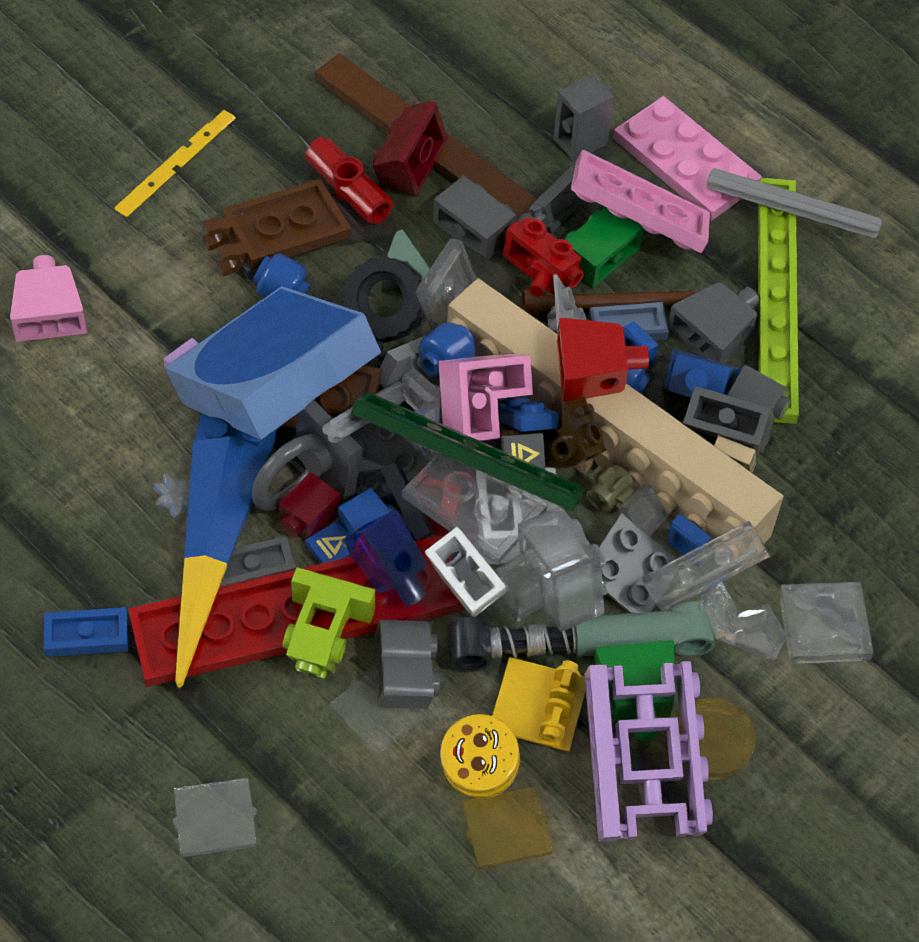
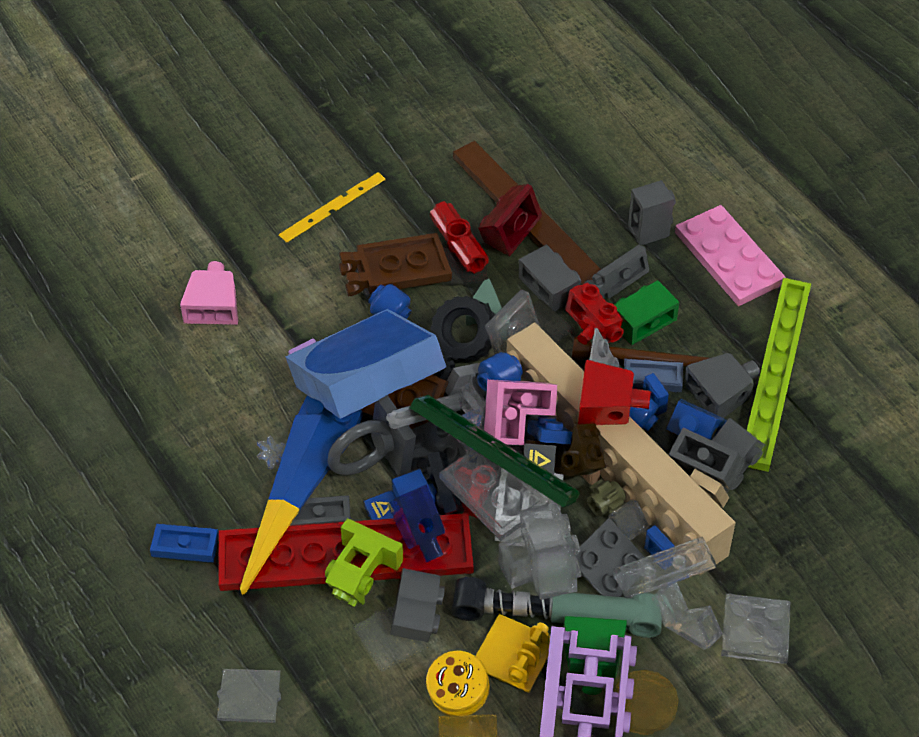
camera: 15 degrees right, 5 degrees down
(309, 507) = (370, 476): dark red brick -> none
(467, 574) = (475, 545): white torso -> none
(641, 201) = (680, 282): bright pink plate -> none
(794, 203) = (805, 300): light grey axle -> none

